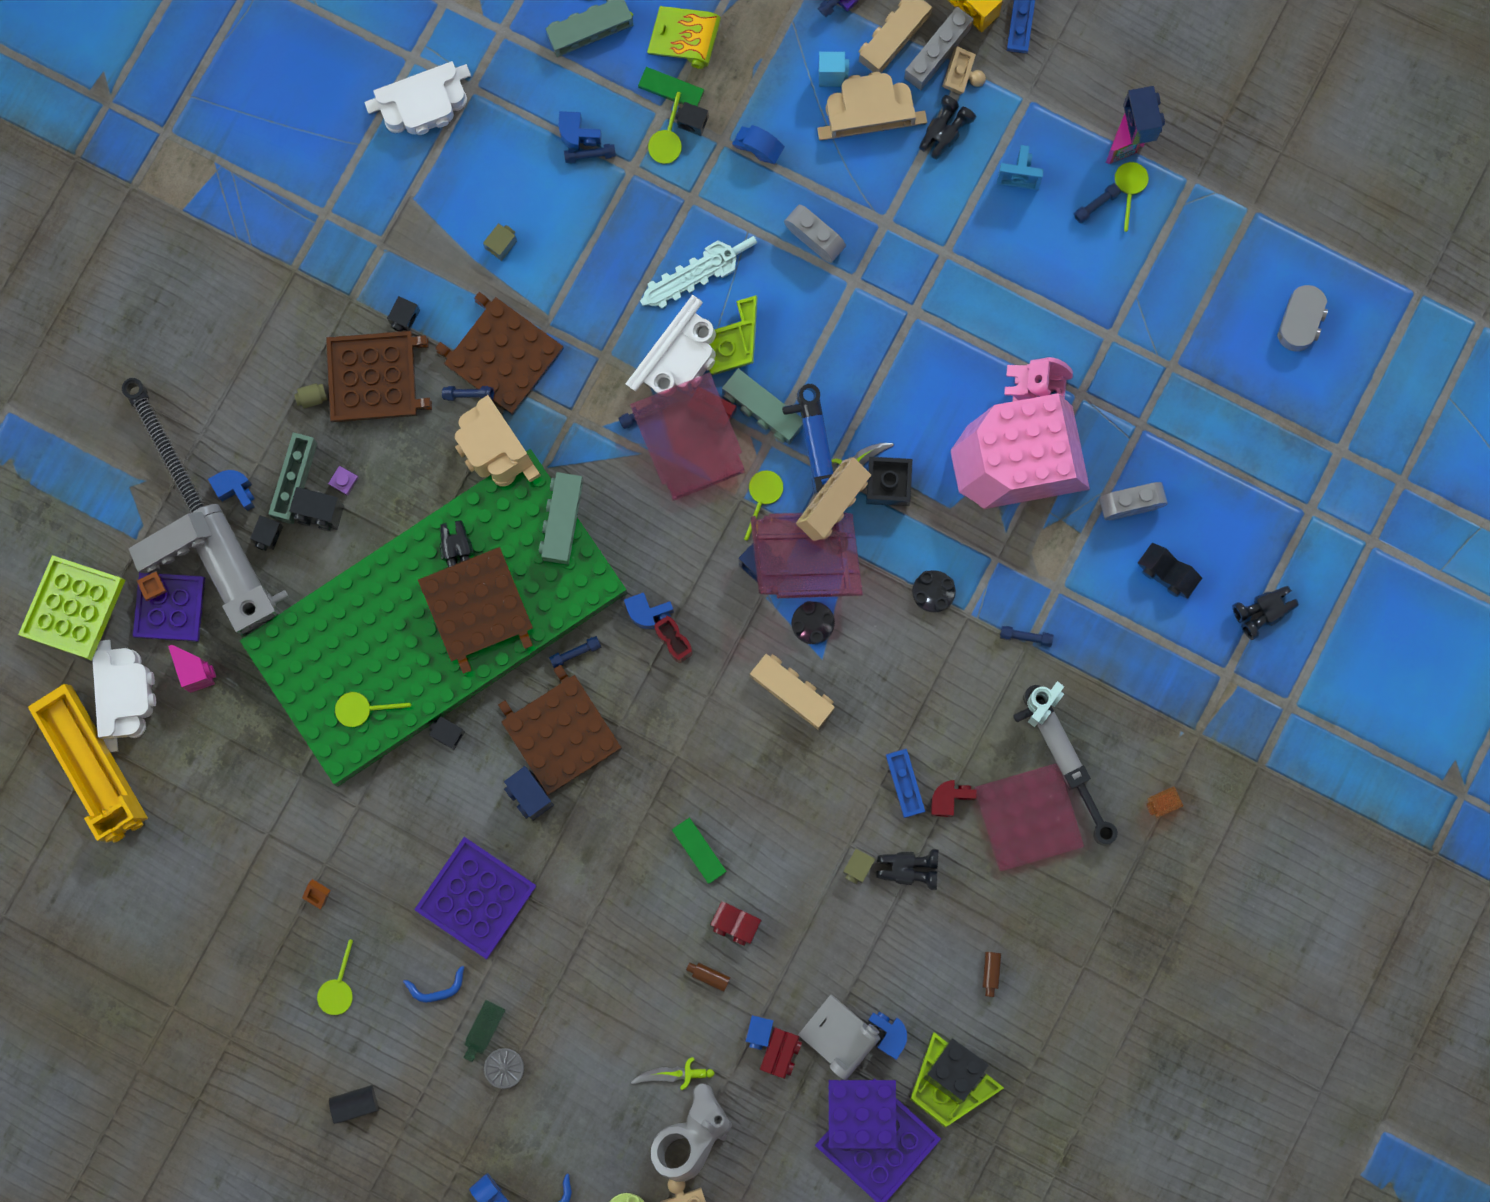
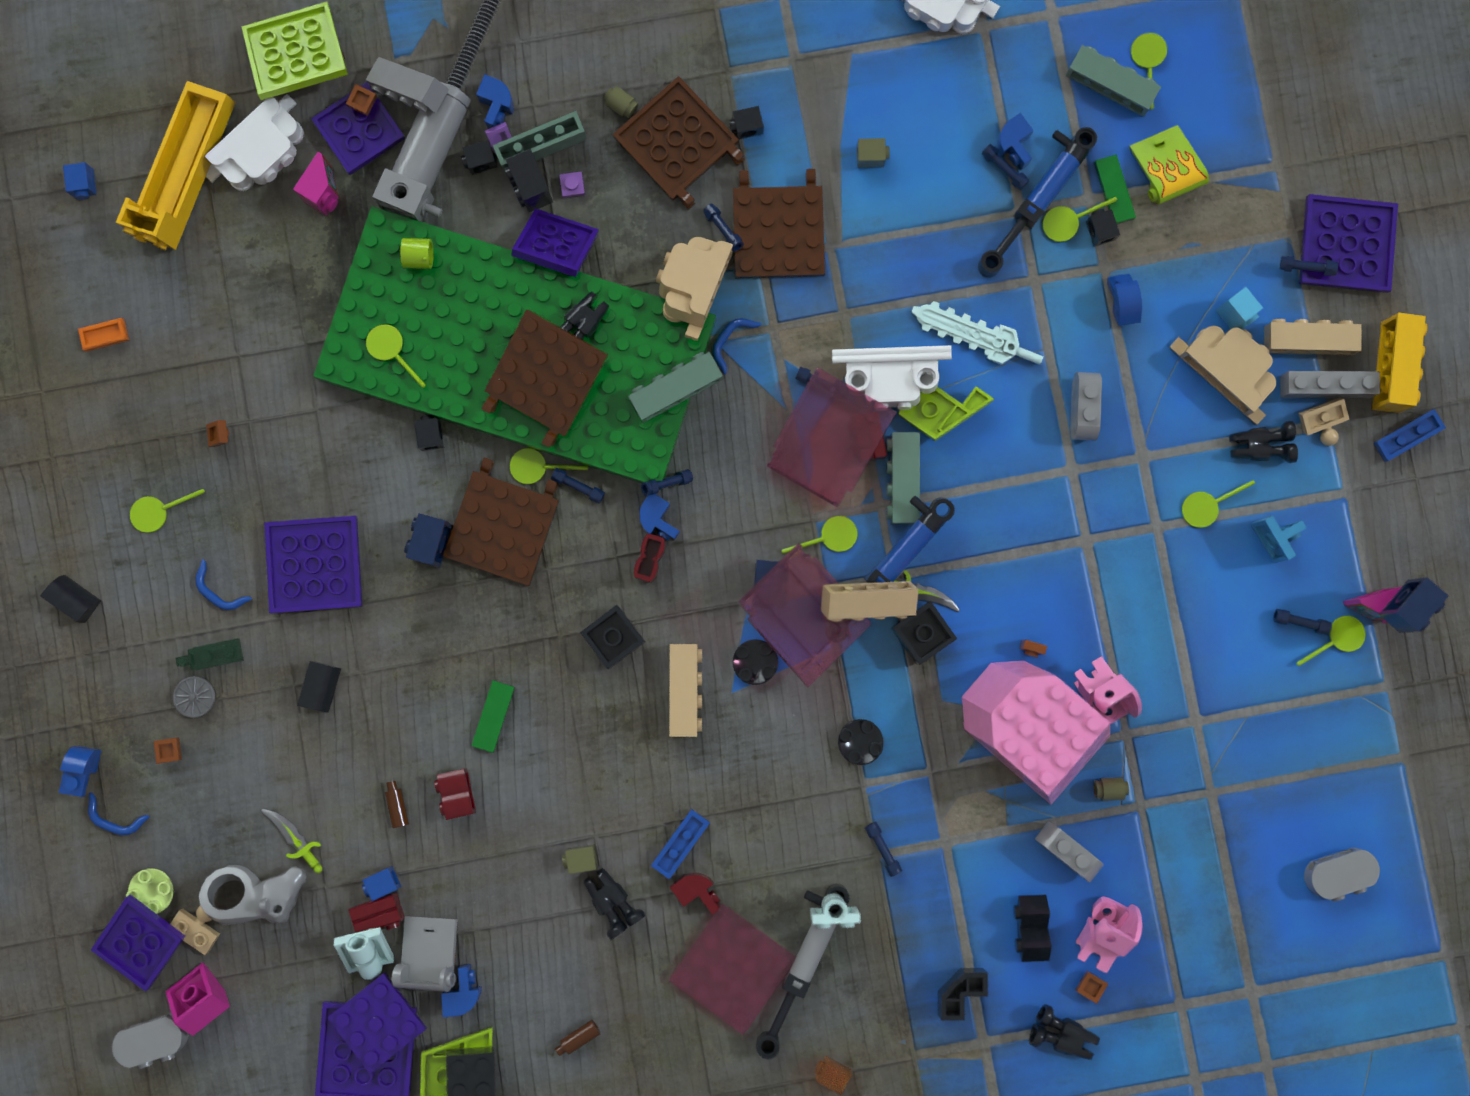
camera: 45 degrees right, 5 degrees up
(35, 850) = (79, 180): none -> blue brick
(168, 924) = (103, 334): none -> orange tile
(261, 505) = (498, 134): none -> medium lavender plate
(306, 631) = (417, 253): none -> lime piece
(379, 525) = (555, 242): none -> dark purple plate
(529, 1119) = (167, 750): none -> dark orange plate
(531, 677) = (530, 466): none -> lime piece
(548, 451) = (724, 335): none -> blue animal
(572, 964) = (319, 686): none -> black brick
(622, 594) = (652, 486): none -> dark blue bar
(632, 141) = (1043, 193): none -> piece
(710, 712) = (612, 637): none -> black brick
(801, 1082) = (364, 952): none -> light aqua plate
(958, 210) = (1202, 509): none -> lime piece
(963, 411) = (1032, 648): none -> dark orange plate
(1111, 435) = (1111, 789): none -> olive brick
(1174, 669) = (964, 983): none -> black brick
(1215, 502) = (1113, 935): none -> bright pink piece
(1246, 562) = (1091, 986): none -> dark orange plate

